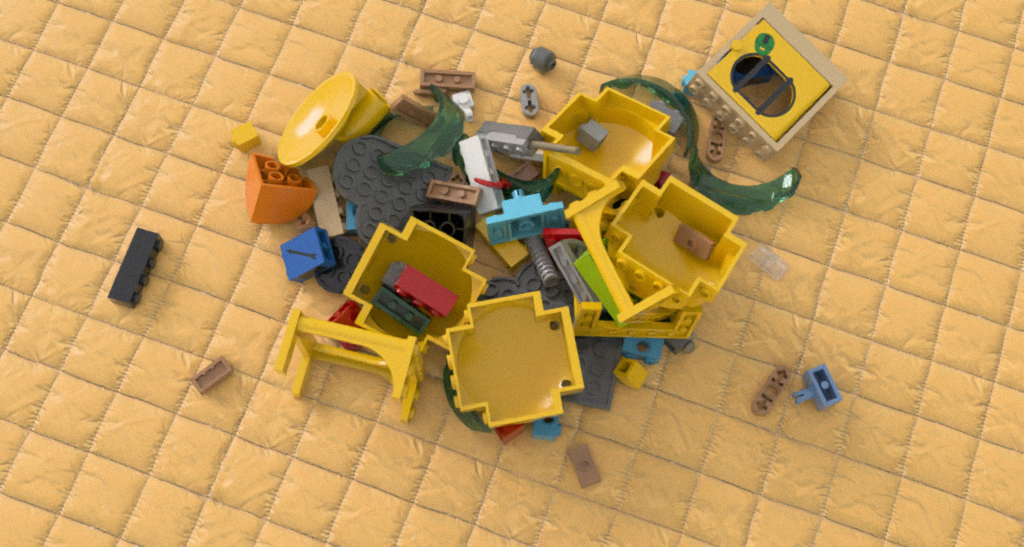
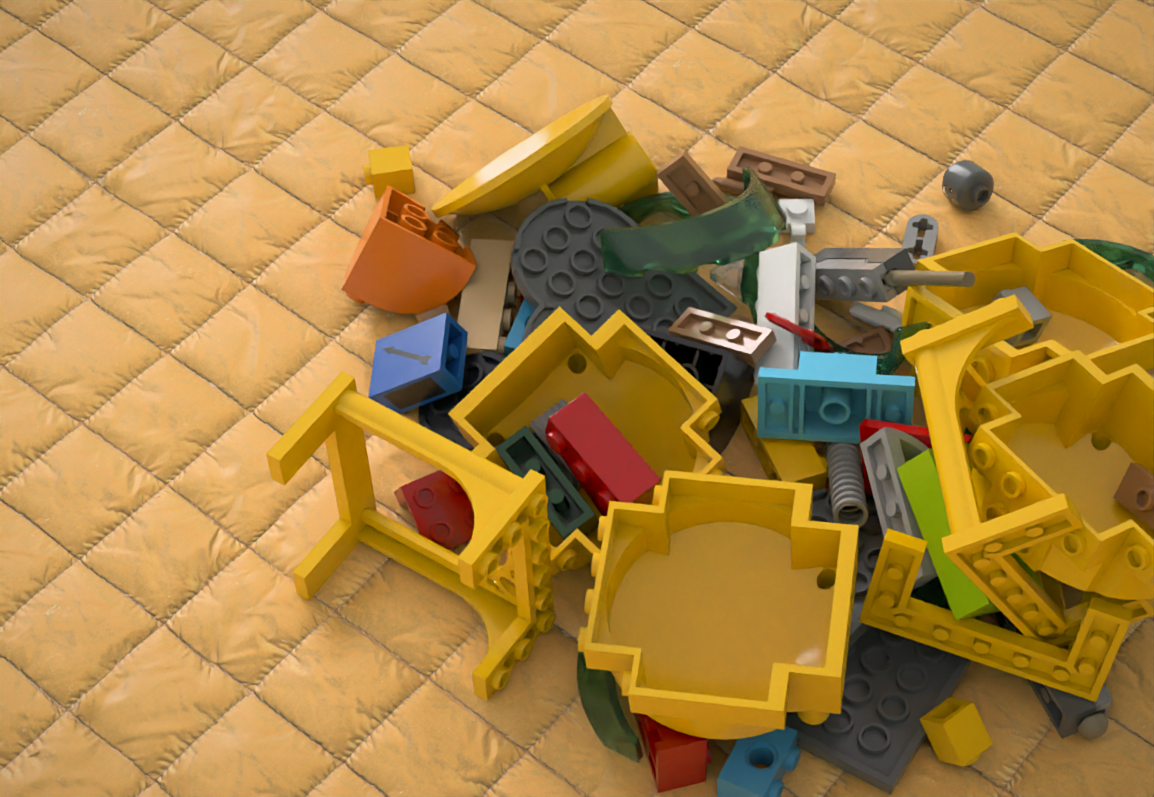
camera: 25 degrees right, 20 degrees down
(135, 268) = (116, 313): black brick -> none
(212, 375) = (167, 512): medium nougat plate -> none
(651, 356) = (1019, 698): dark azure brick -> none

